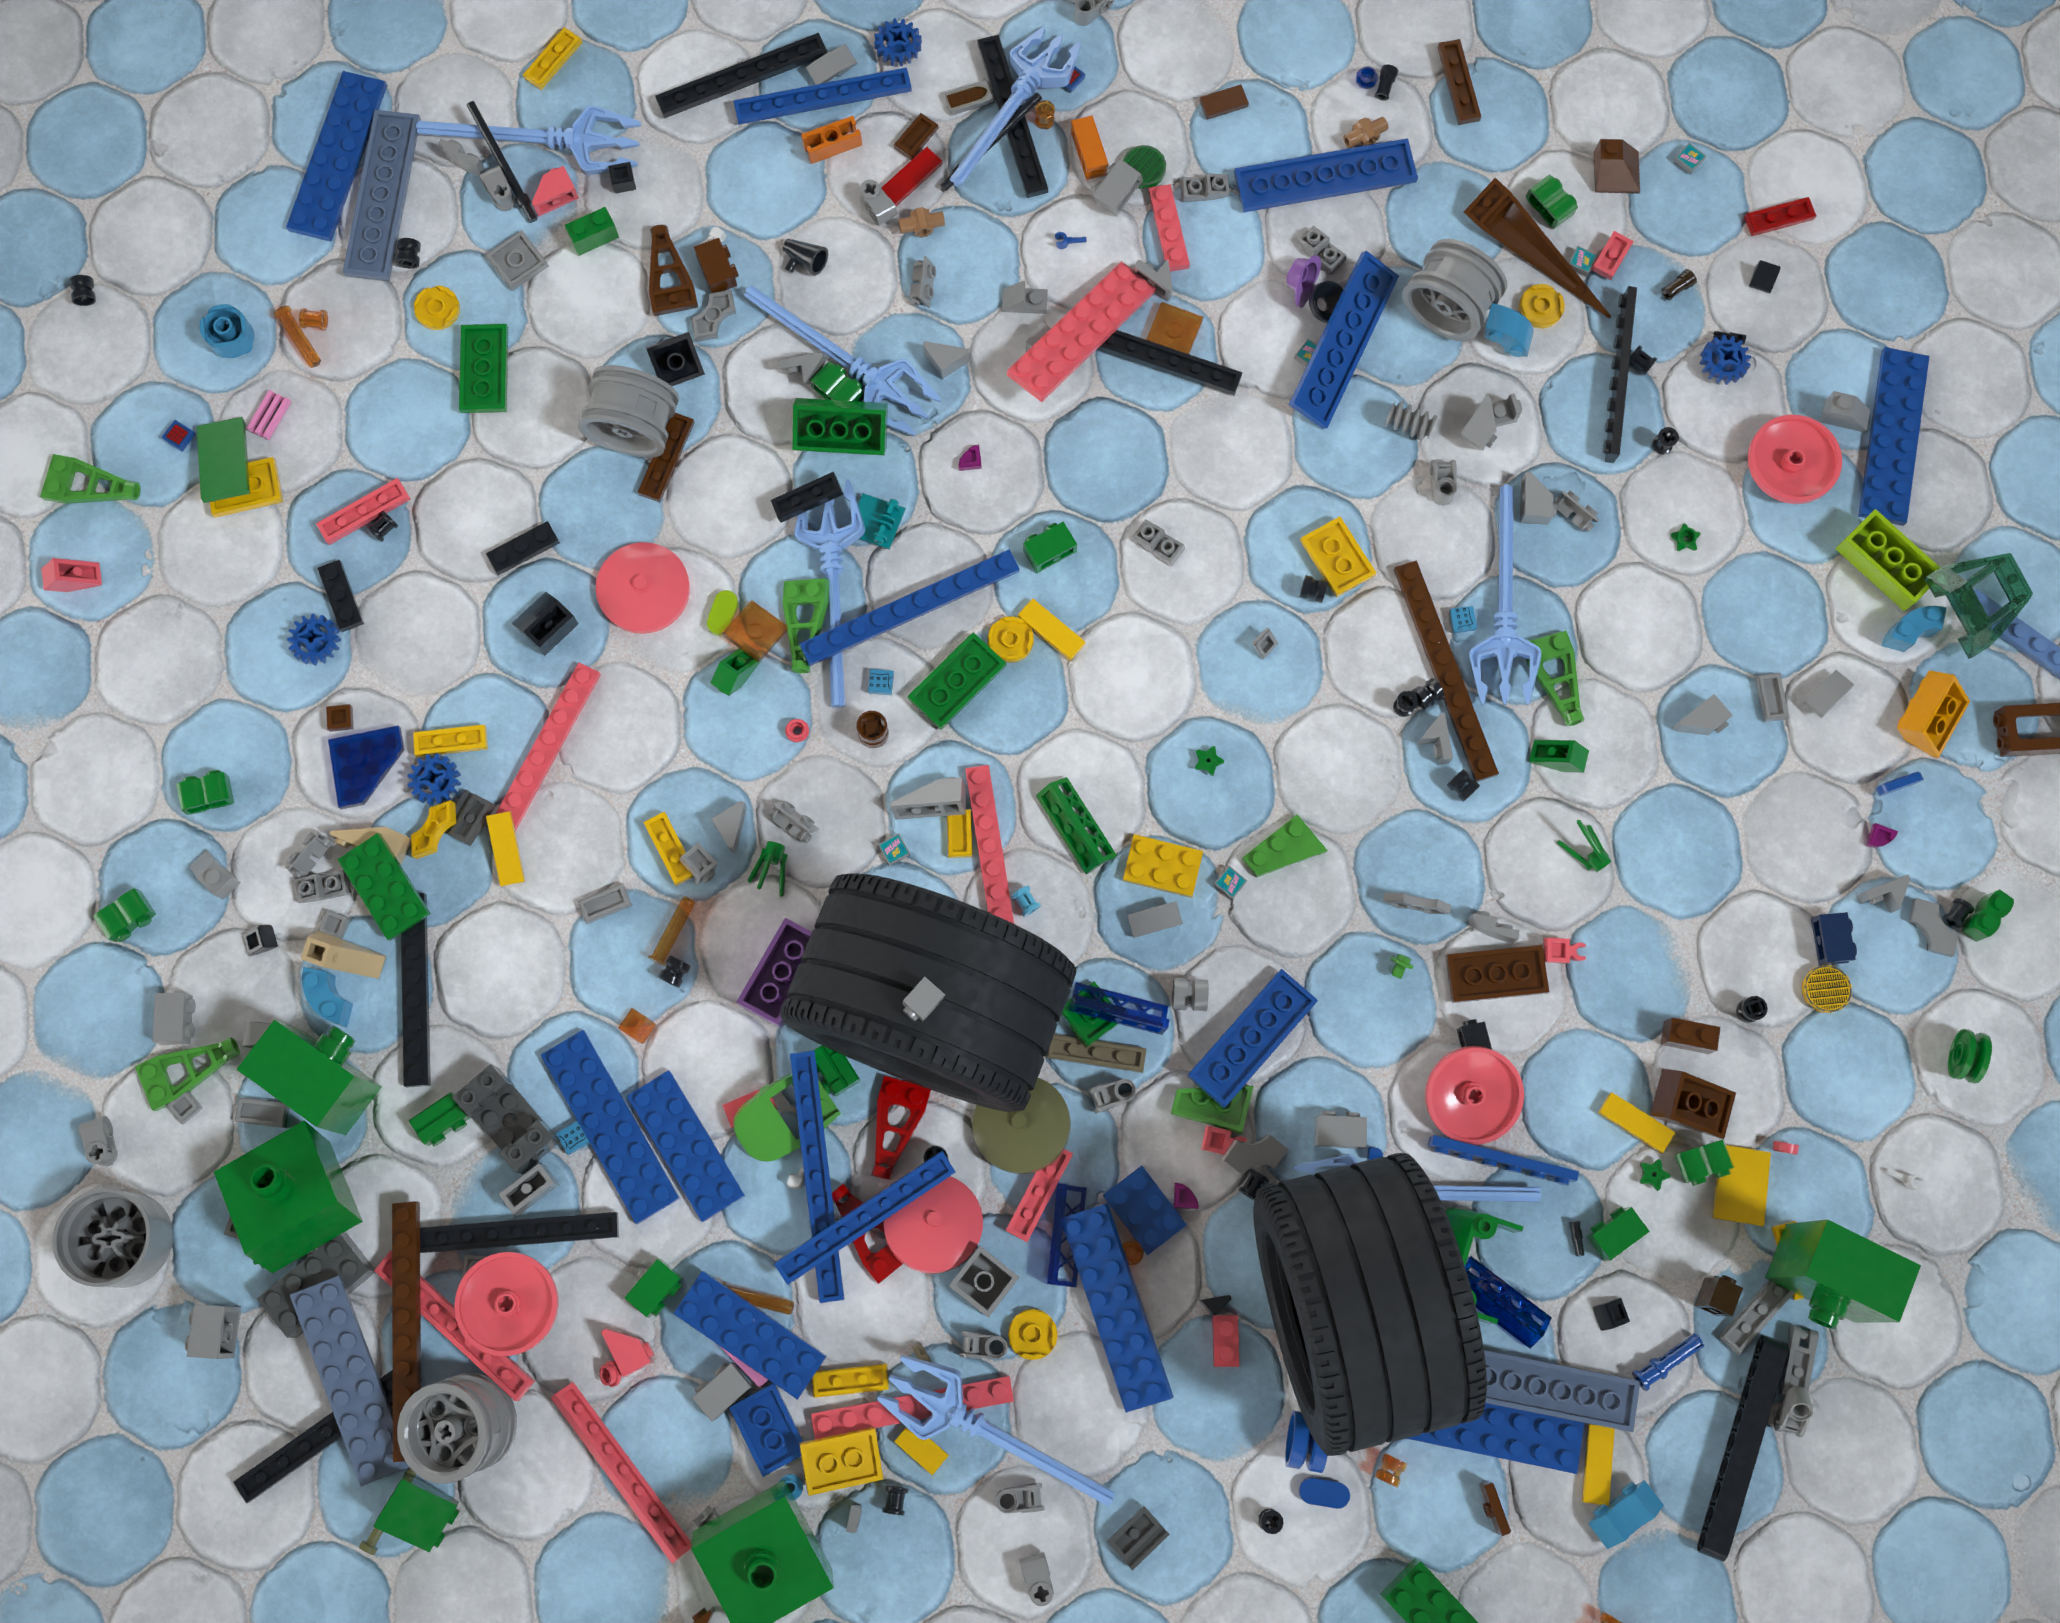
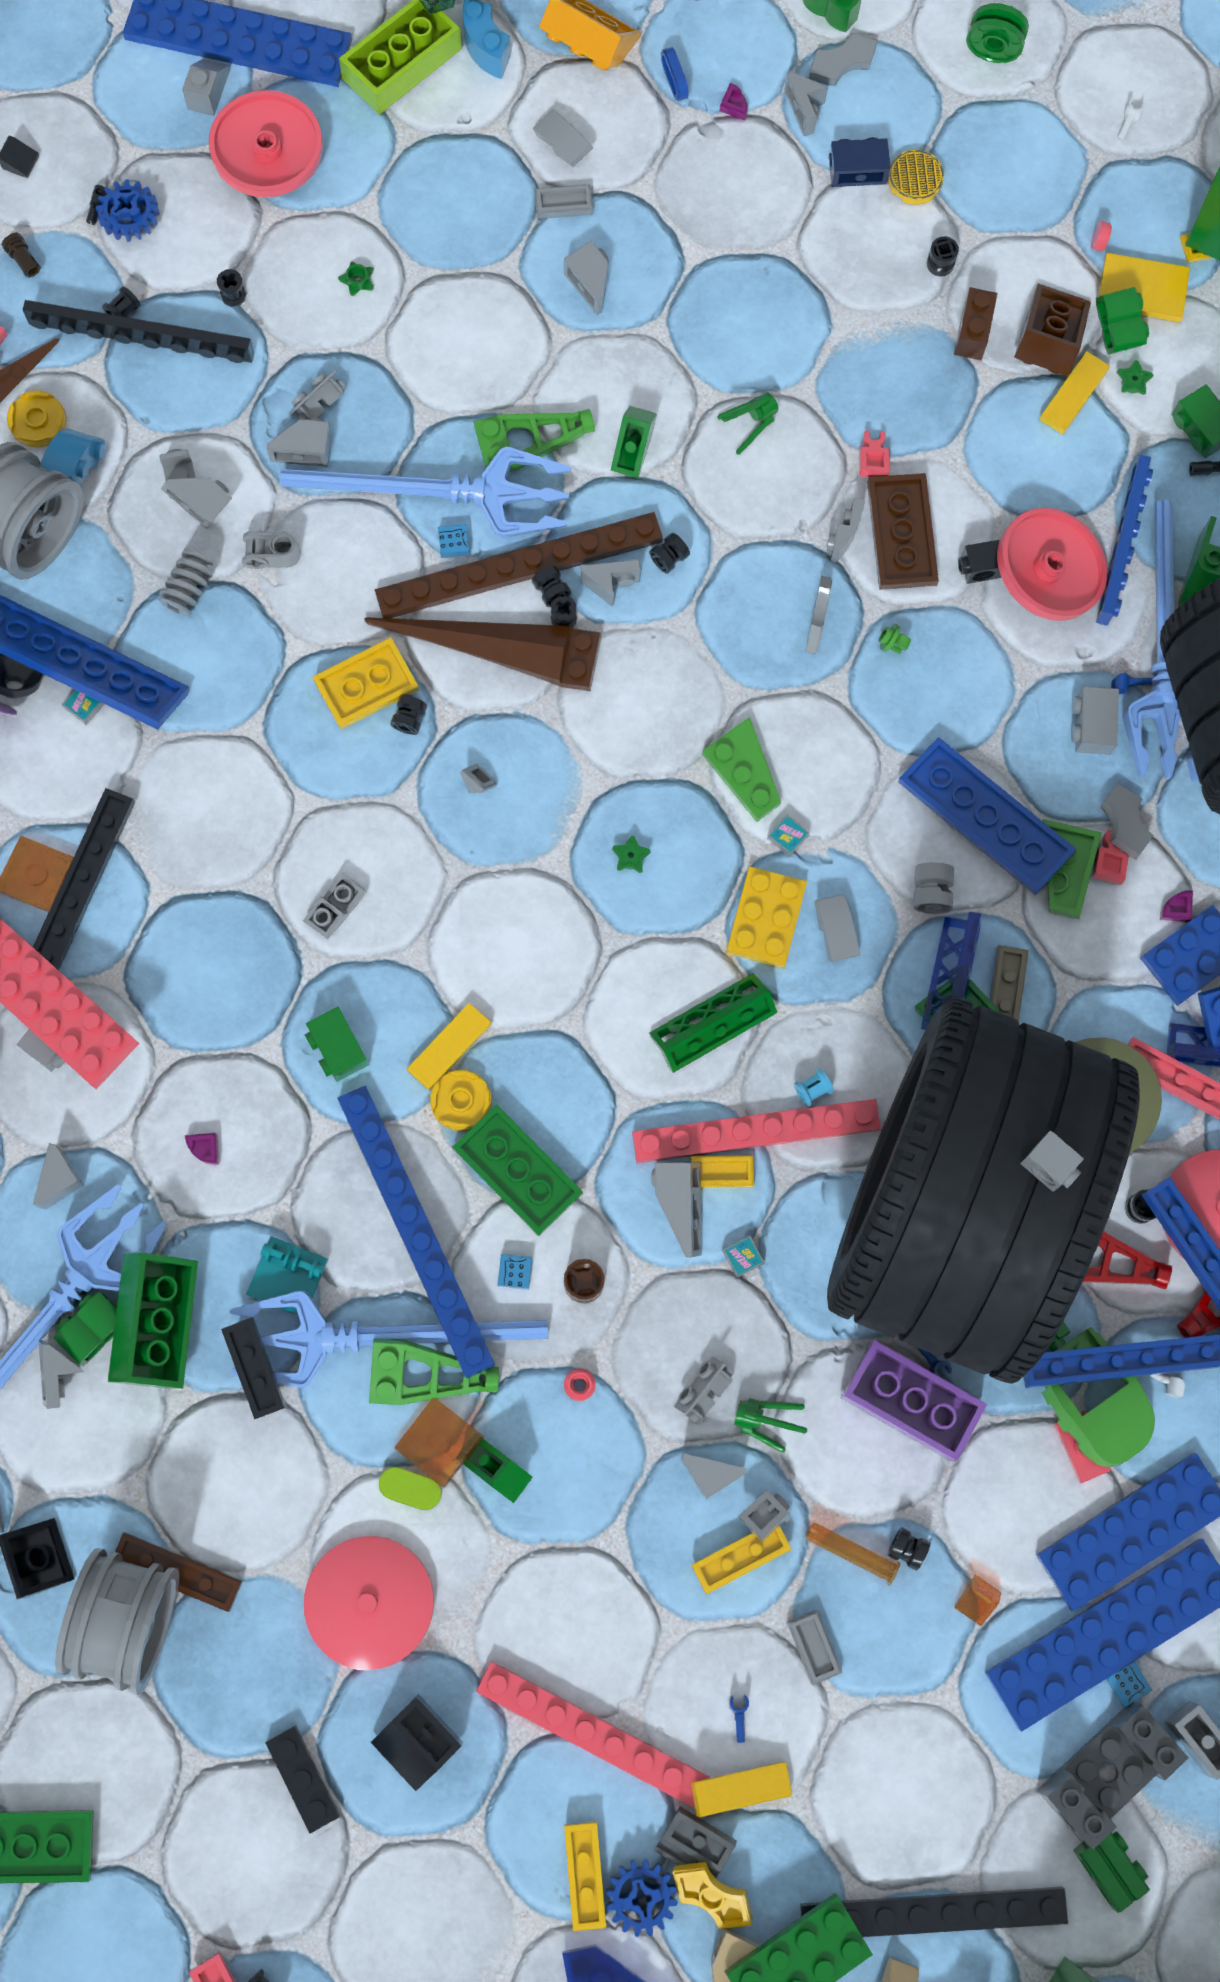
camera: 90 degrees left, 0 degrees up
(557, 849) = (739, 1718): none -> blue hand
(1110, 1095) = (1060, 988): light grey piece -> none
(1253, 1183) = (1163, 824): black bush -> none
(1373, 690) = (542, 651): none -> reddish brown plate
(1958, 914) = (828, 30): black bush -> none

